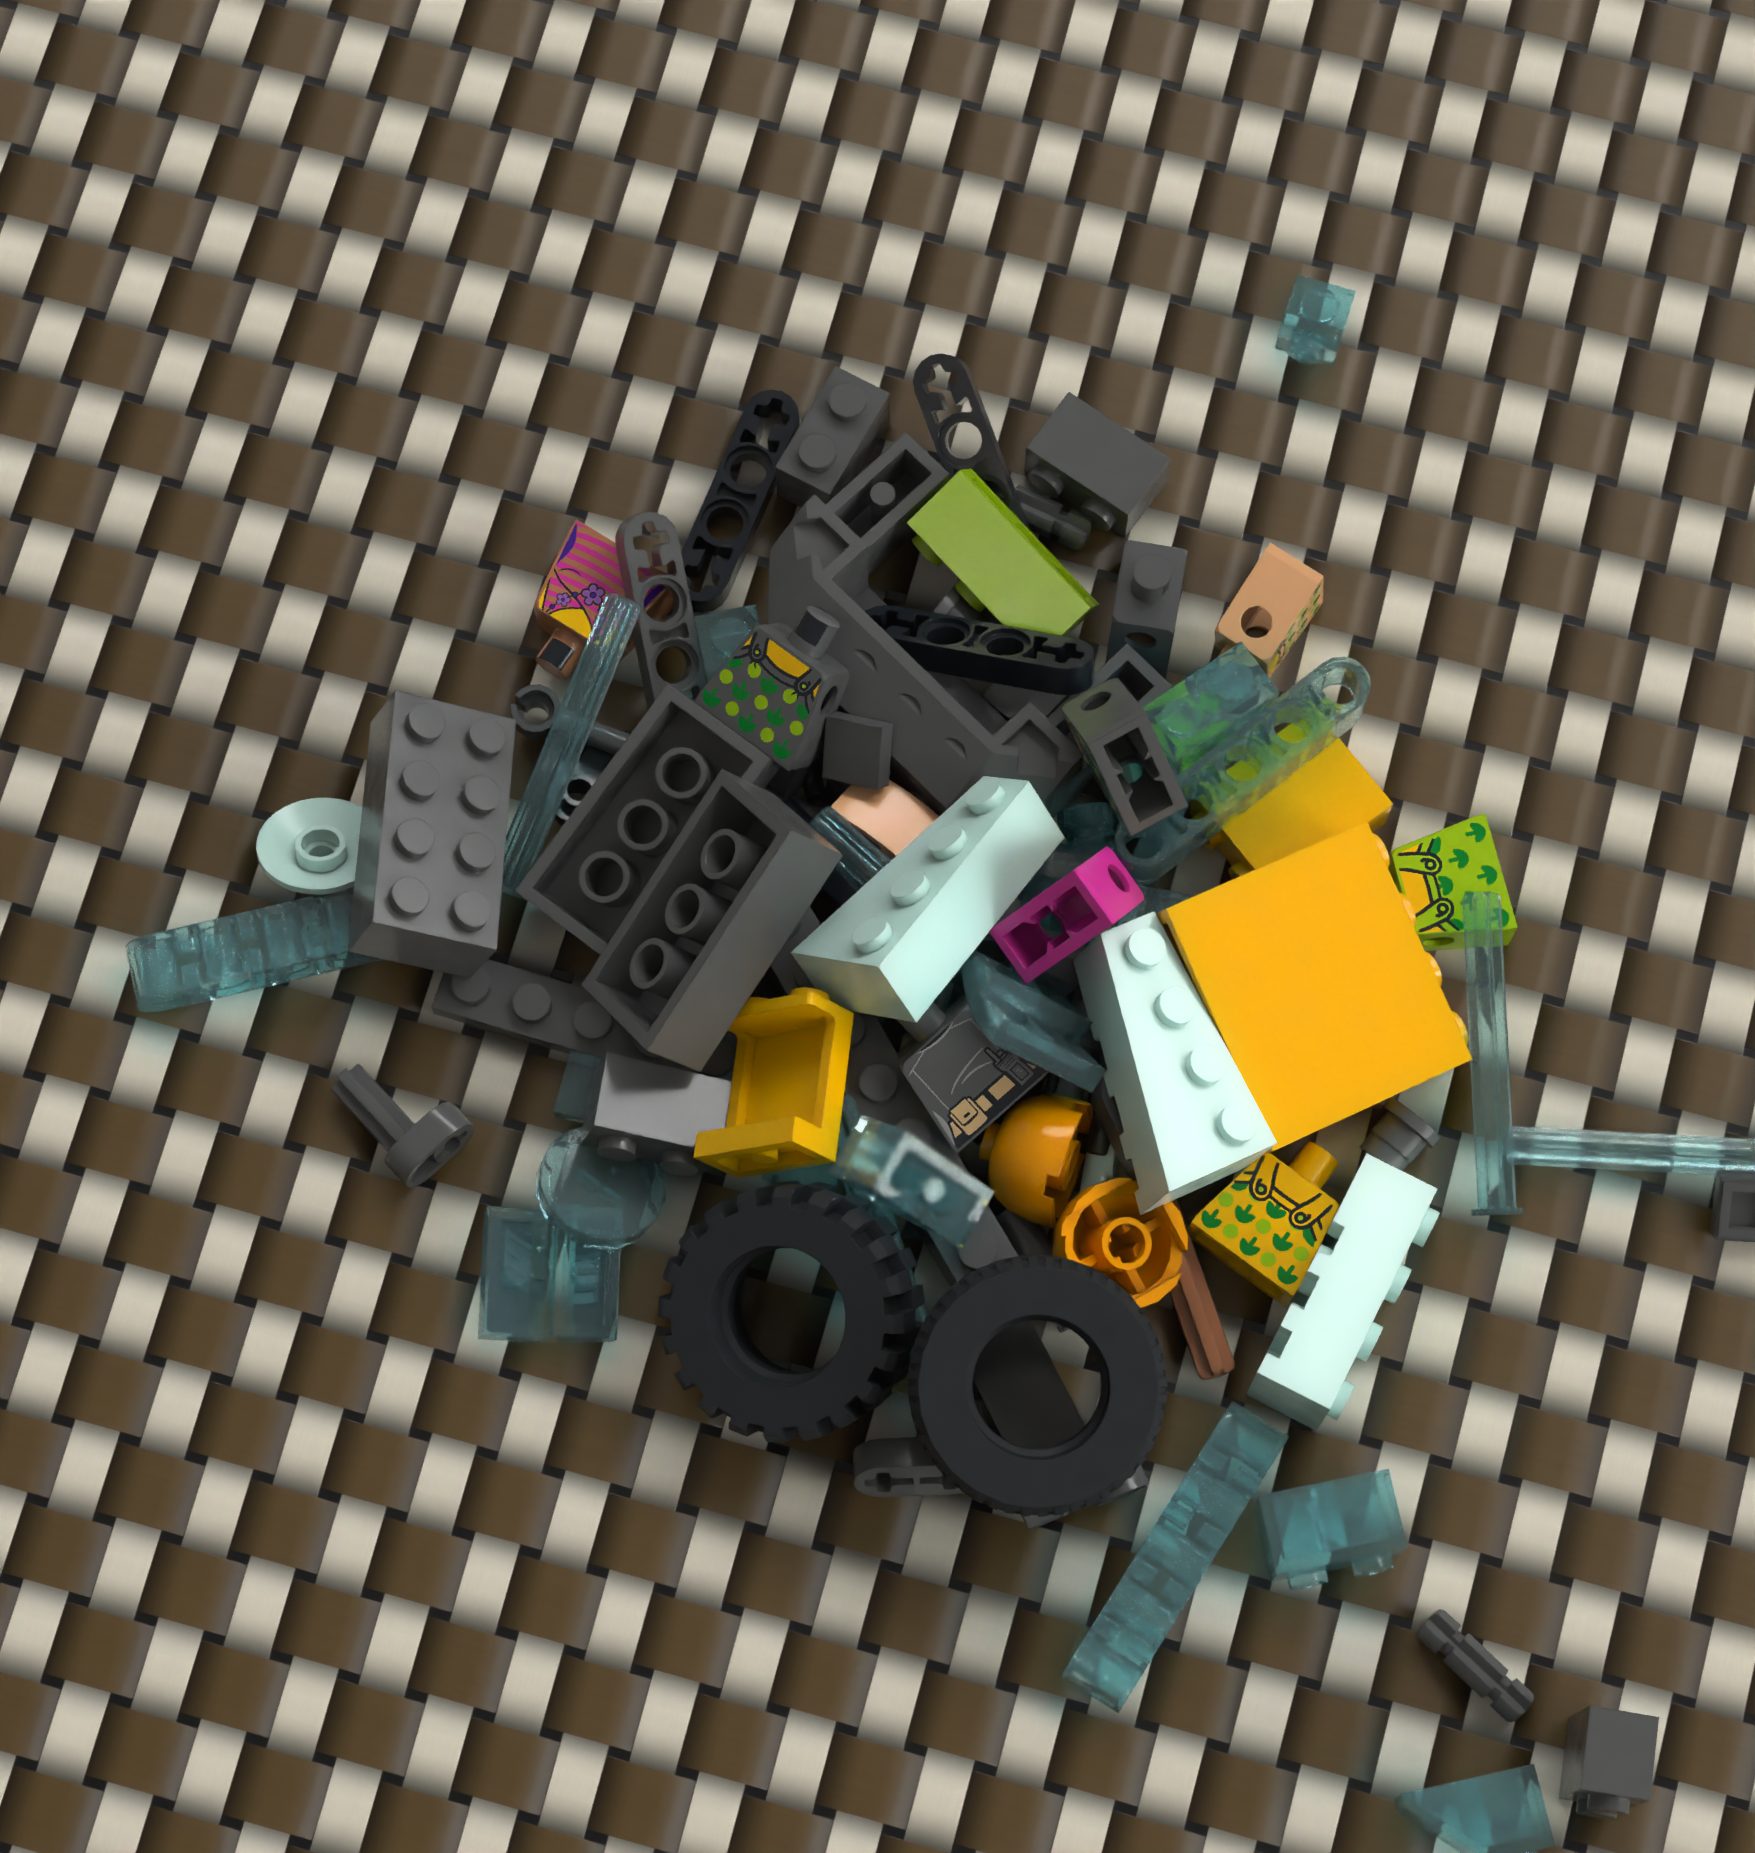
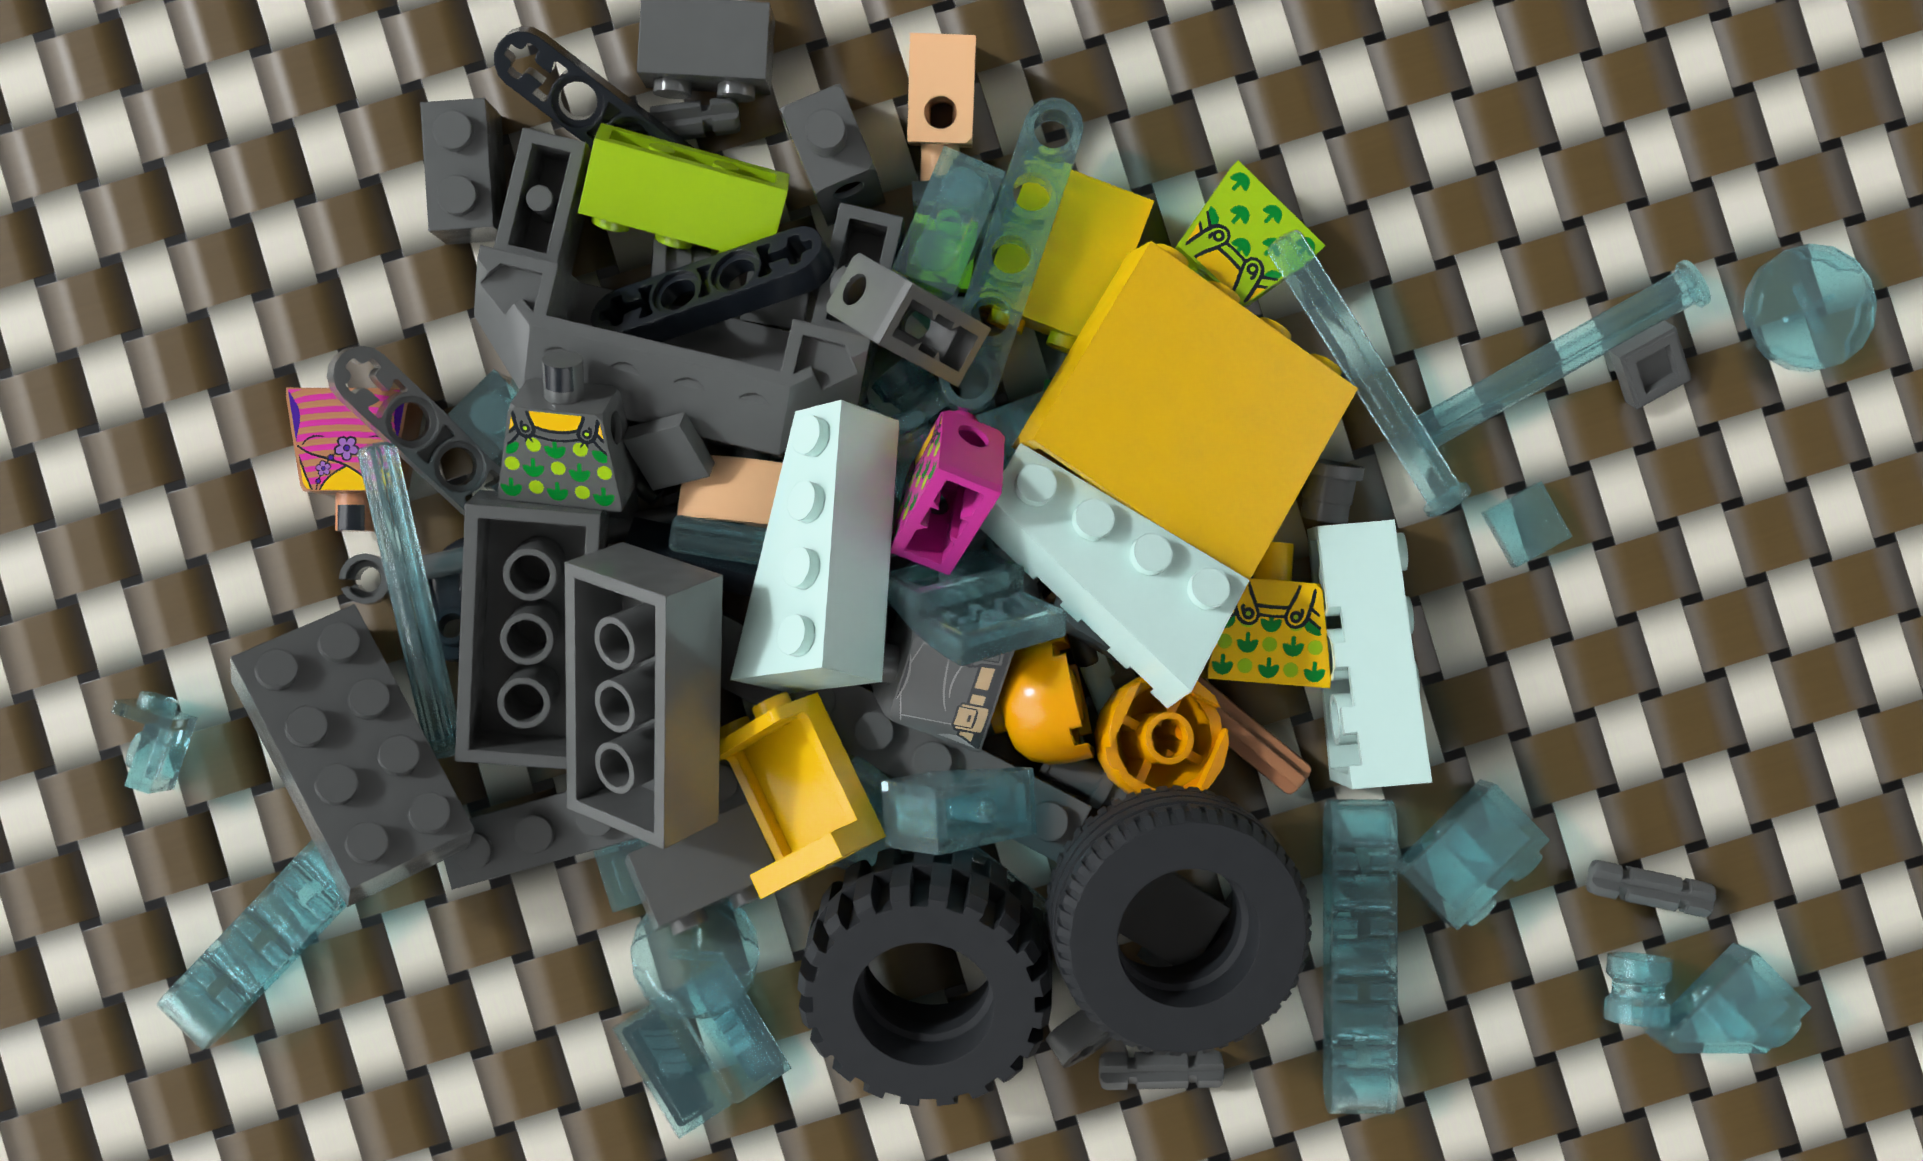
camera: 30 degrees left, 15 degrees up
(273, 742) = (160, 748): none -> clear light blue bracket
(311, 845) = (239, 816): light aqua dish -> none
(412, 1148) = (516, 1020): dark grey piece -> none
(743, 502) = (408, 275): black beam -> none
(937, 1547) = (1160, 1071): none -> dark grey axle
(1409, 1742) = (1638, 989): none -> clear light blue wheel
(1556, 1279) = (1526, 524): none -> clear light blue tile
(1608, 1761) = (1816, 912): dark grey brick -> none

